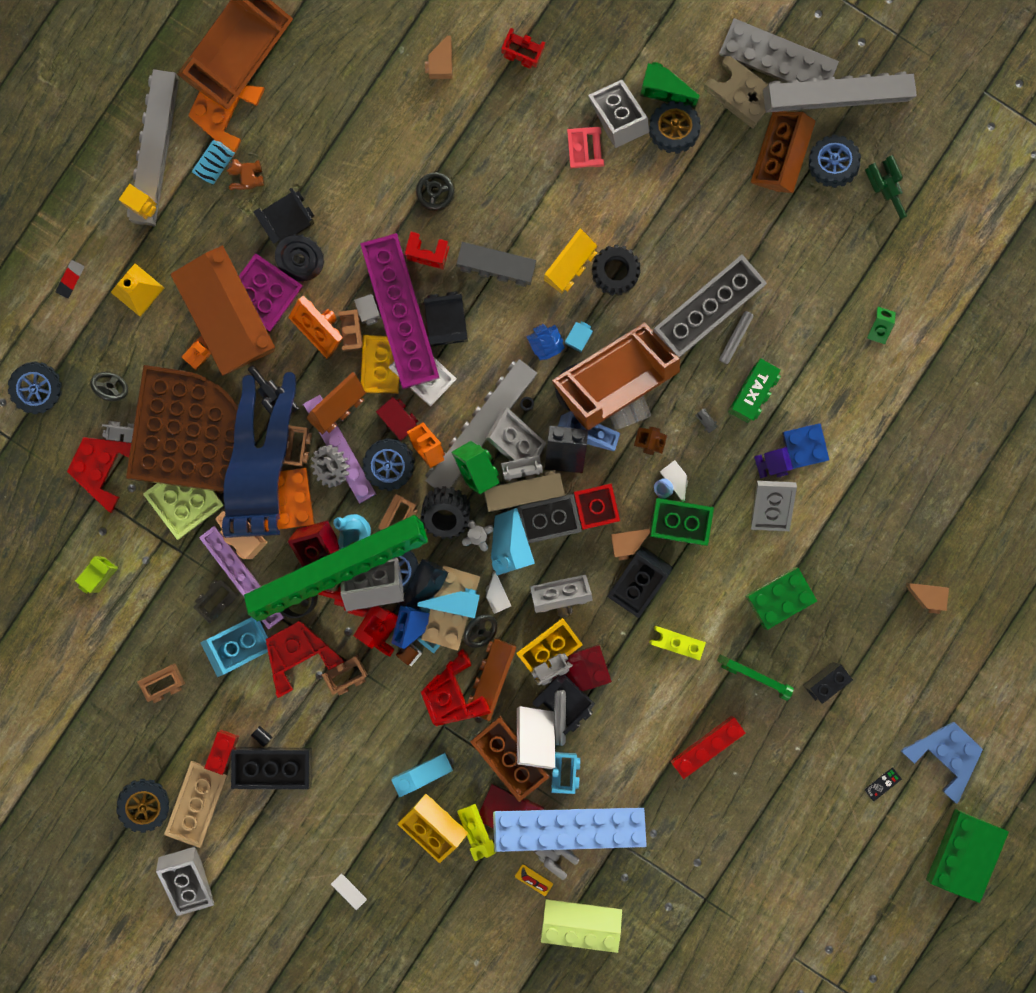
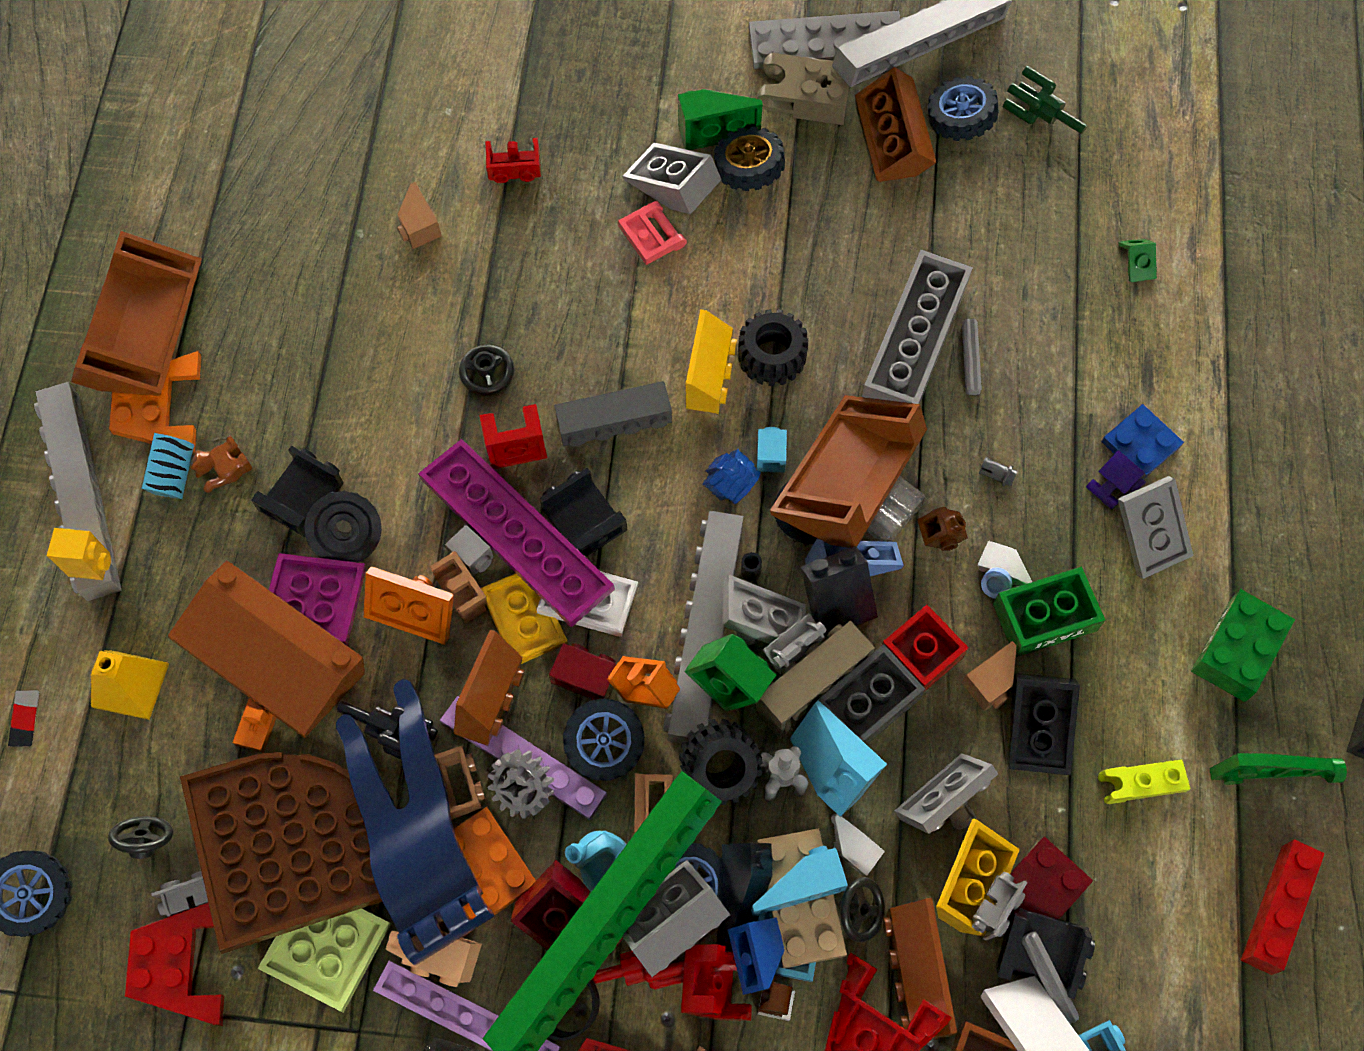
camera: 25 degrees left, 20 degrees down
(755, 391) = (1038, 401): green brick -> none

